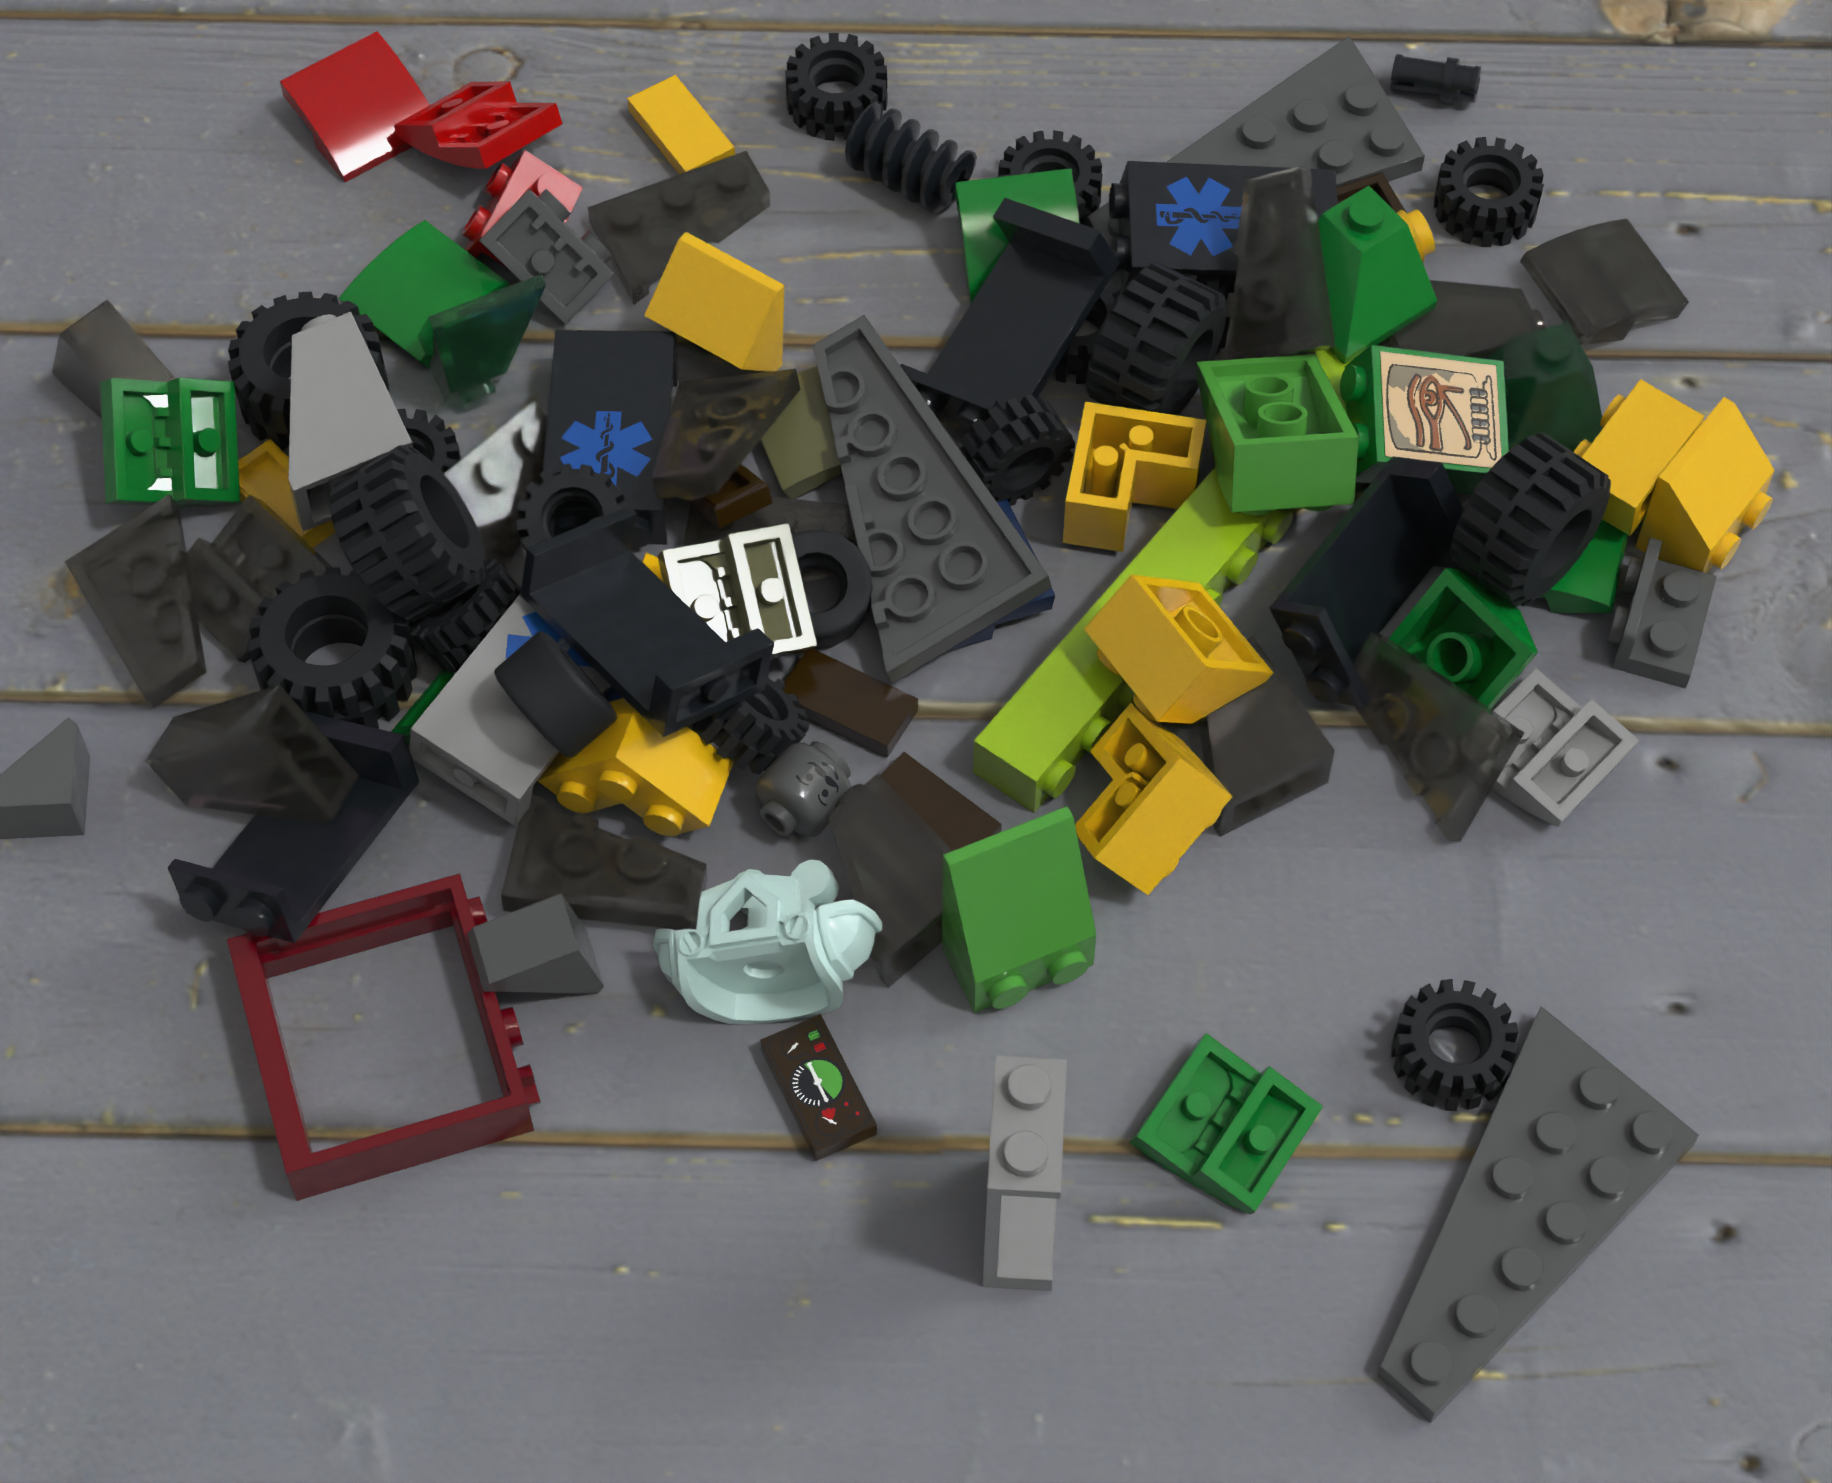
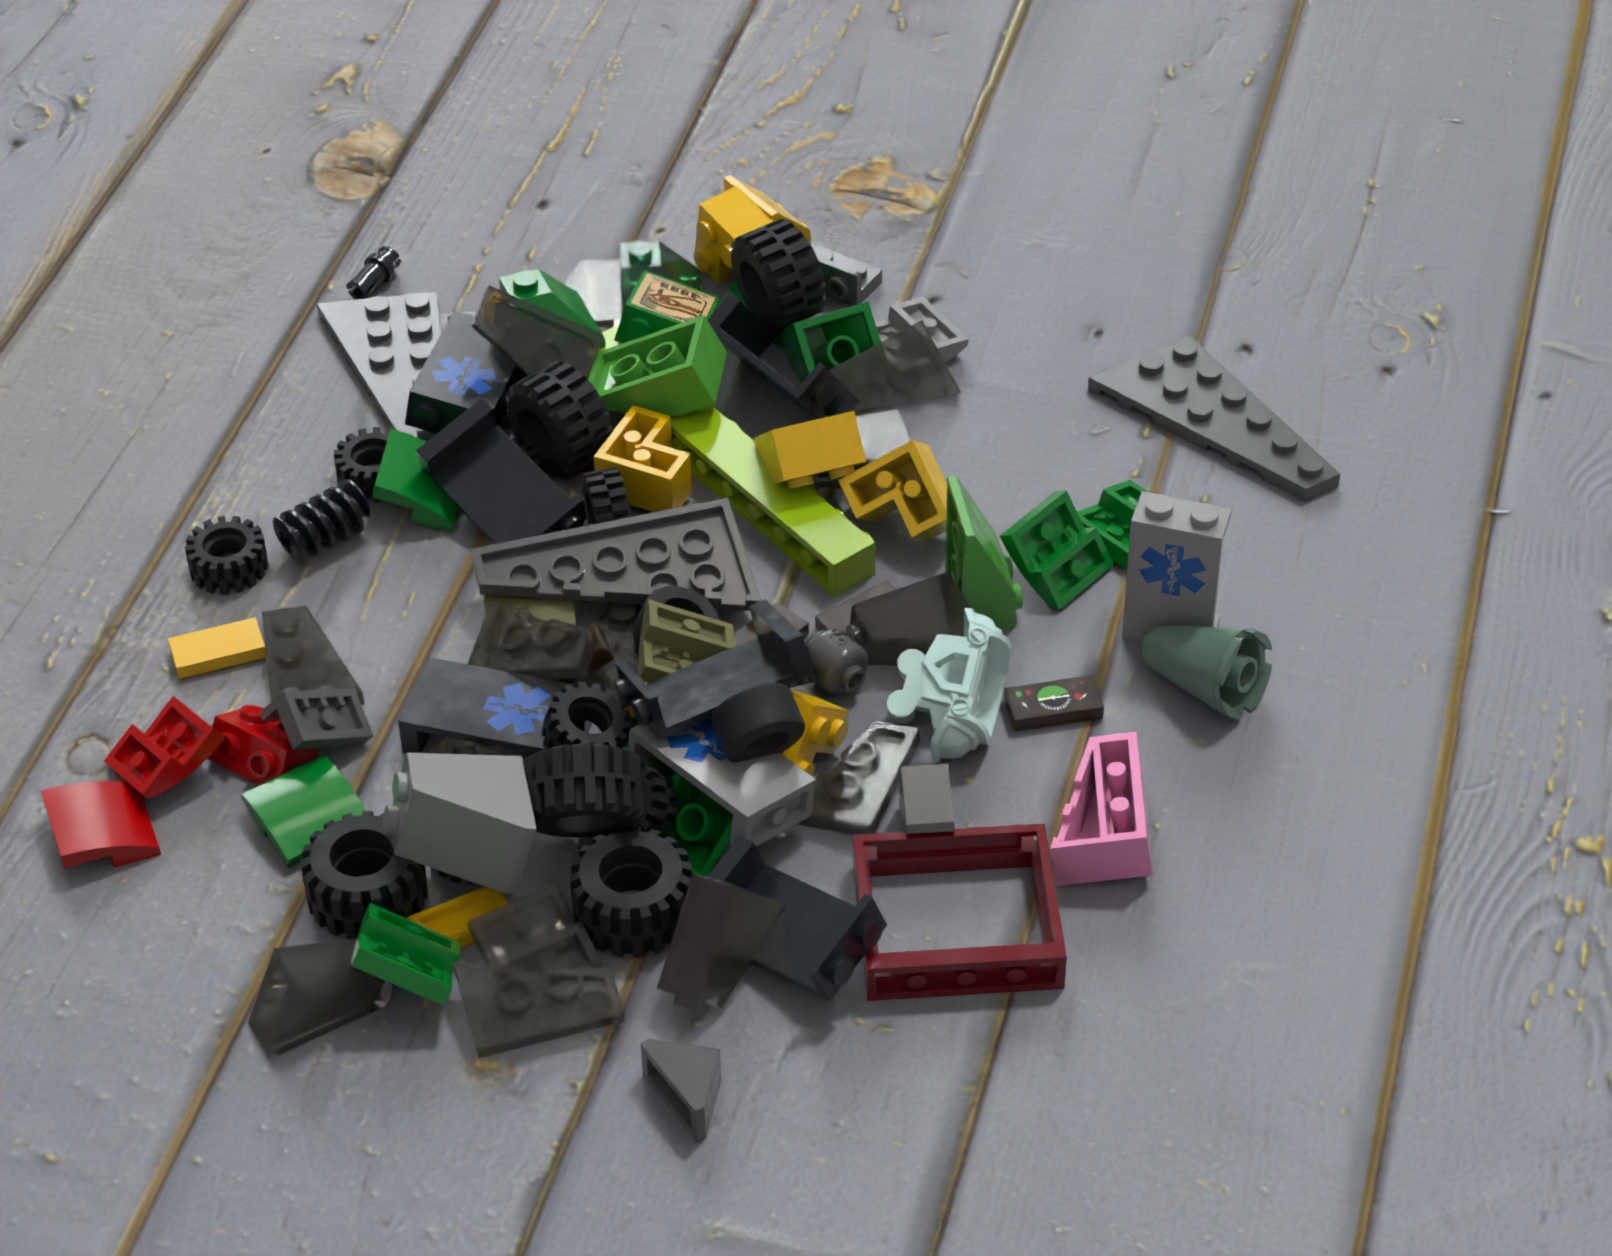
camera: 75 degrees left, 15 degrees down
(478, 339) = (378, 750): clear green slope -> none
(583, 1187) = (1106, 819): none -> bright pink wedge
(721, 305) = (422, 622): yellow slope -> none
(912, 1278) = (1212, 663): none -> sand green cone
(1111, 1024) = (1056, 550): none -> green slope
(1463, 1011) = (1118, 430): black tyre -> none
(1491, 167) = (476, 266): black tyre -> none
(1604, 281) = (574, 238): clear smoke slope -> none

